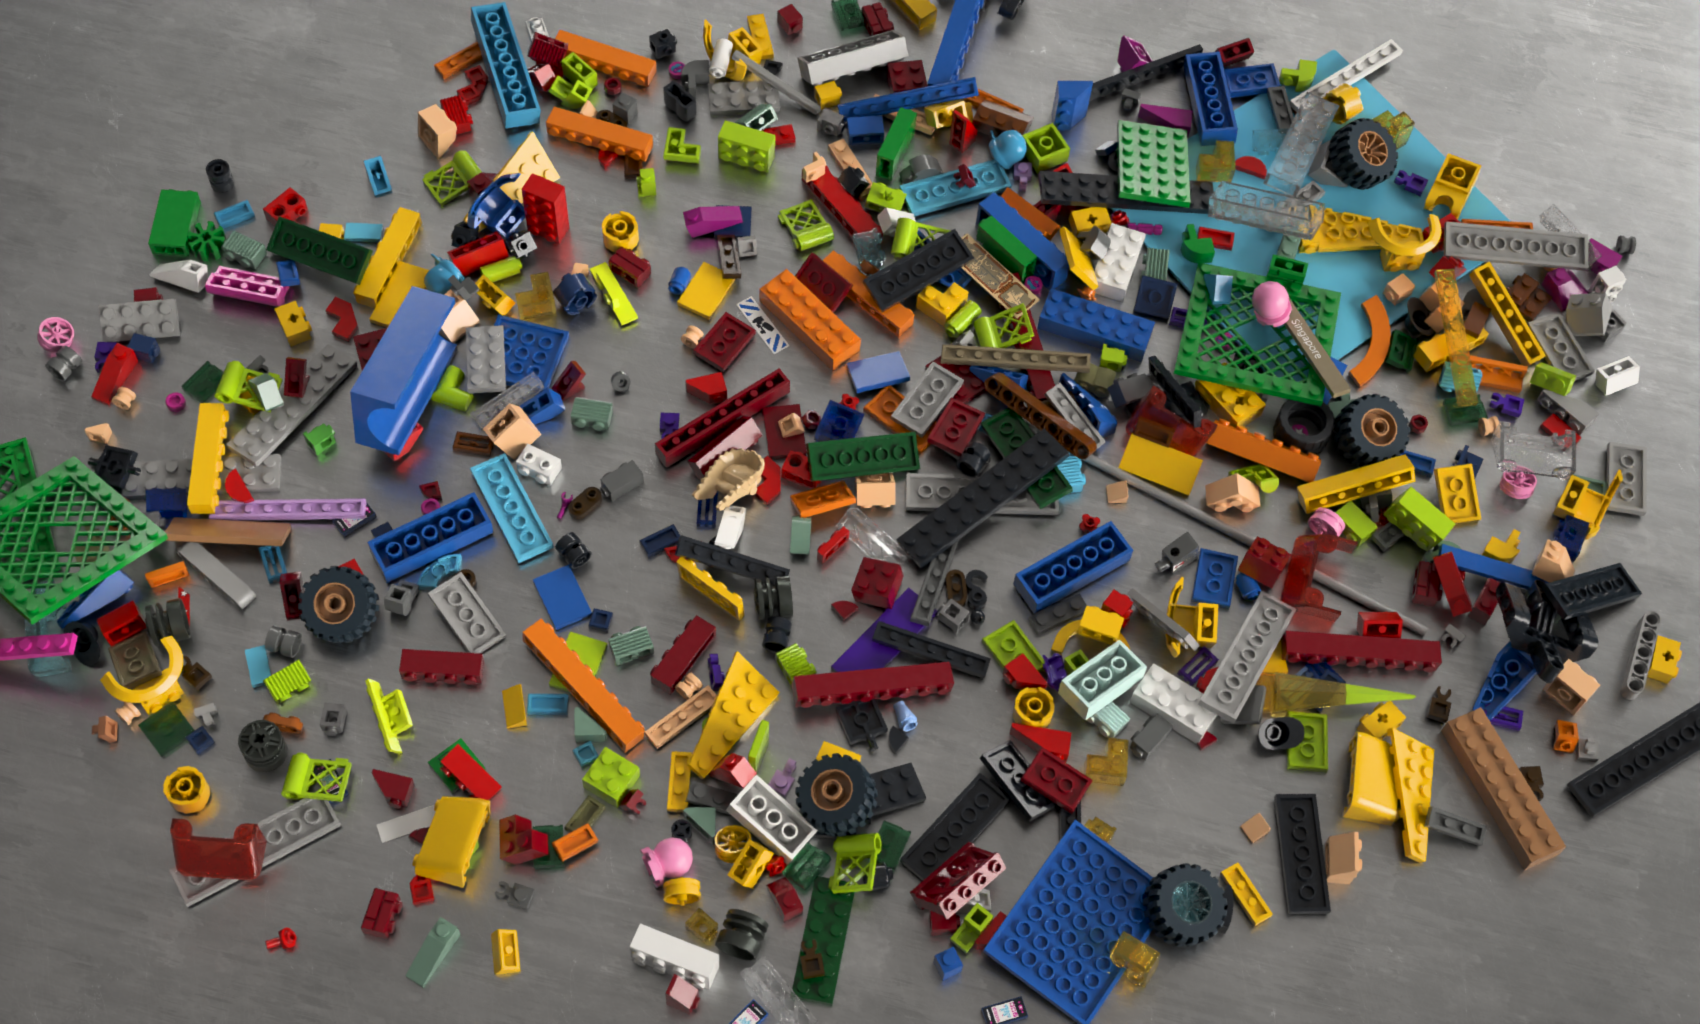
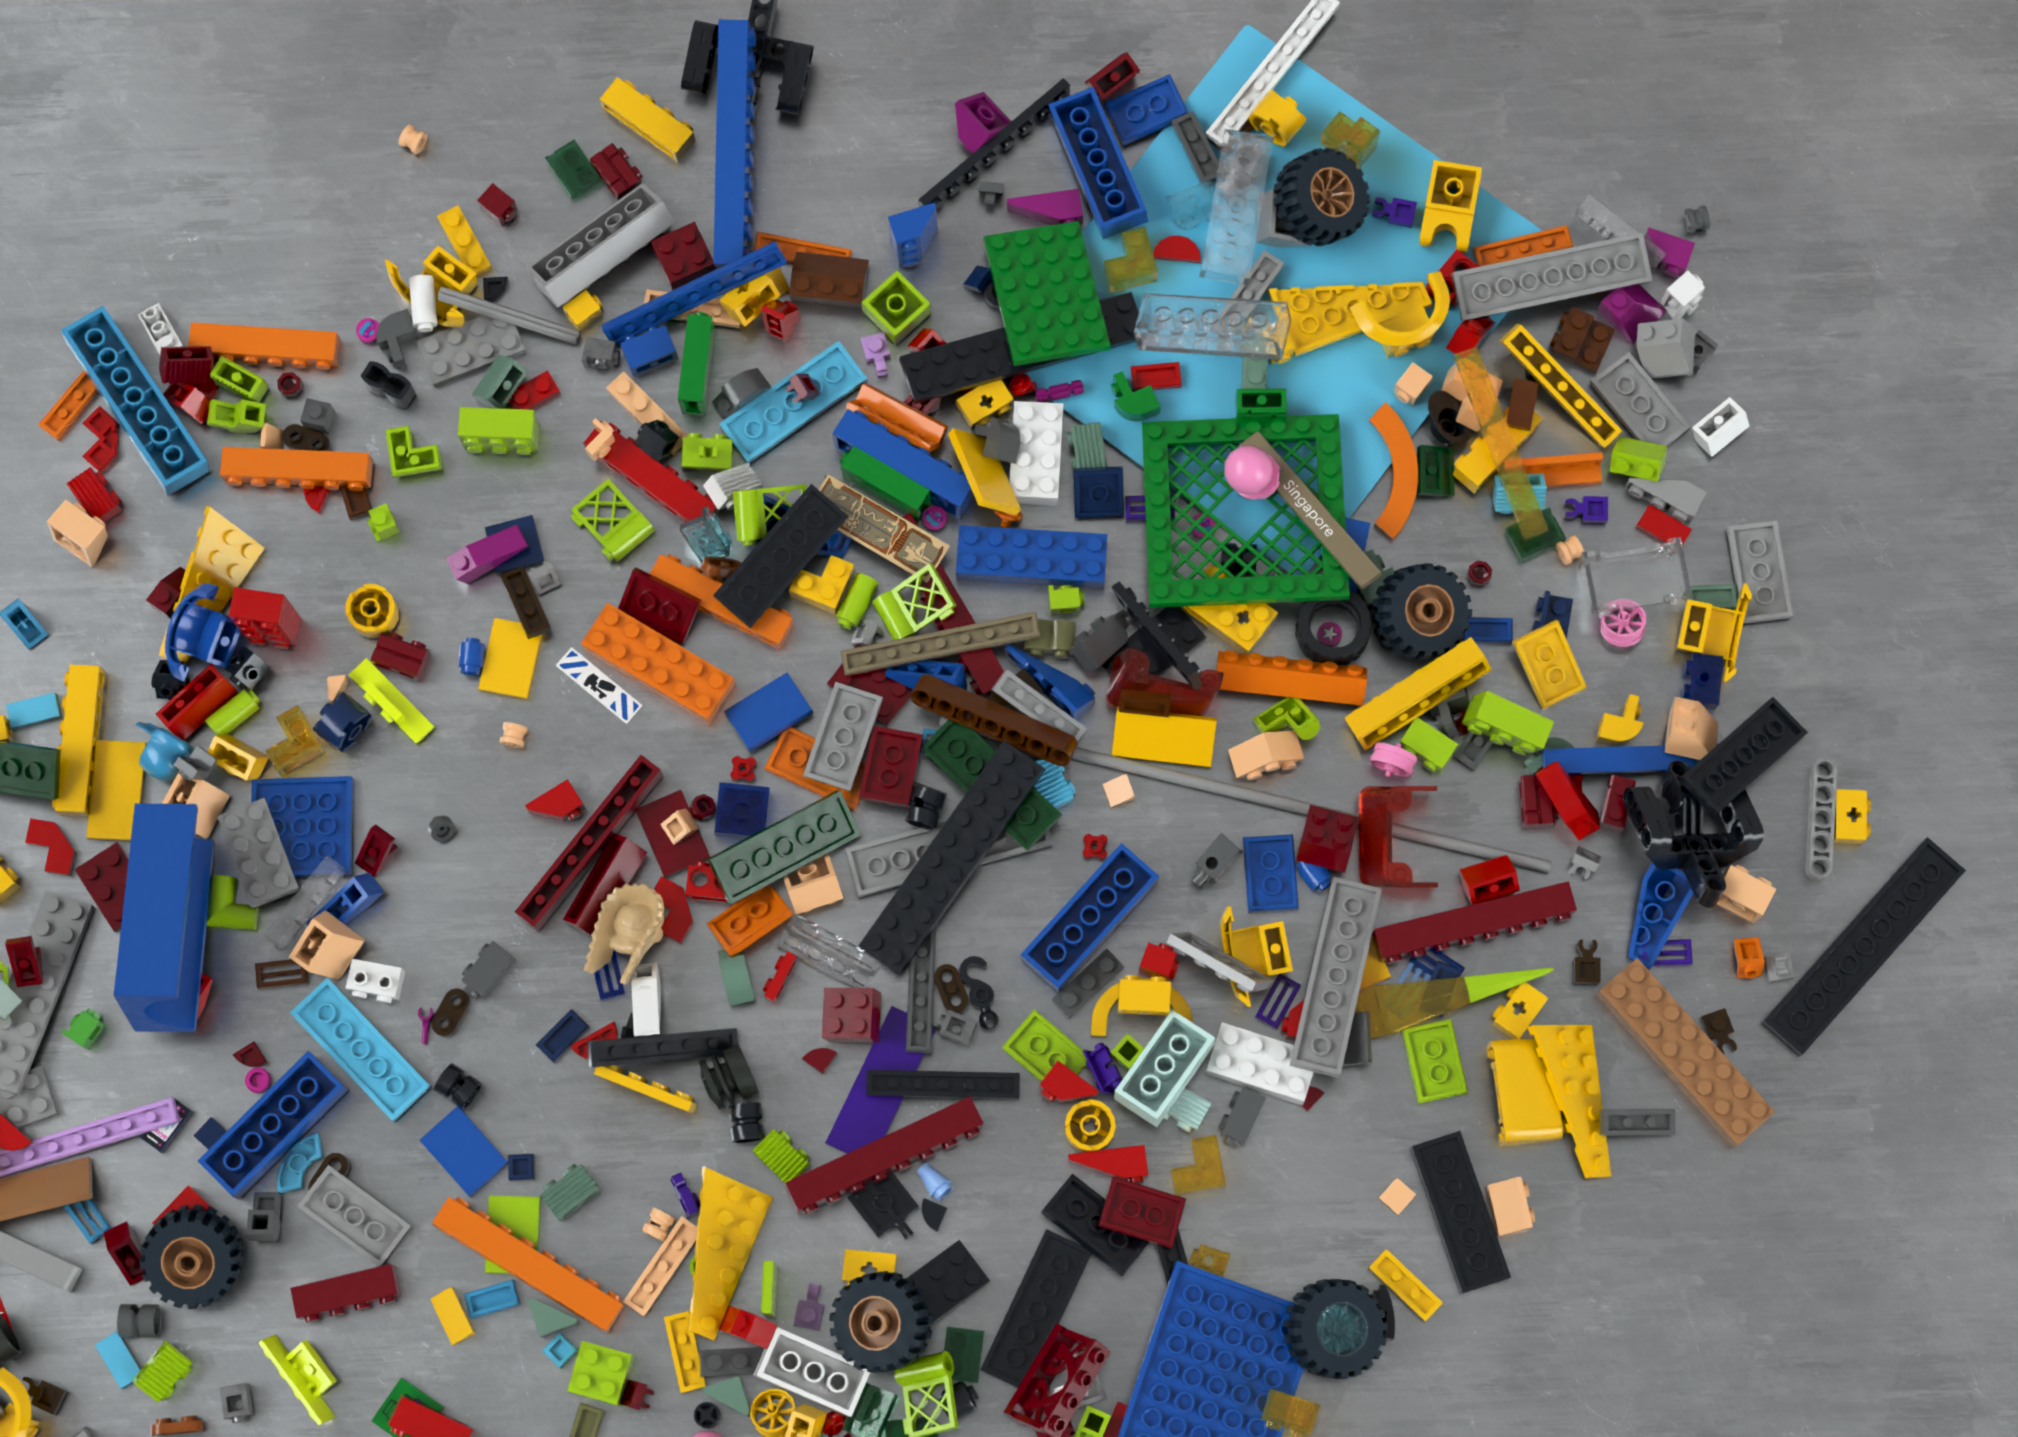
camera: 10 degrees left, 15 degrees up
(463, 166) = (134, 574): lime piece -> none
(591, 413) = (419, 886): sand green brick -> none
(663, 43) = (337, 298): black brick -> none
(668, 423) = (522, 869): dark purple plate -> none
(683, 654) = (638, 1185): dark red brick -> none
(724, 341) = (557, 728): dark red plate -> none
(1007, 148) = (845, 326): dark azure piece -> none
(1219, 288) = (1178, 459): dark azure slope -> none
(1281, 733) = (1399, 1065): black piece -> none
(1301, 77) = (1213, 90): lime brick -> none

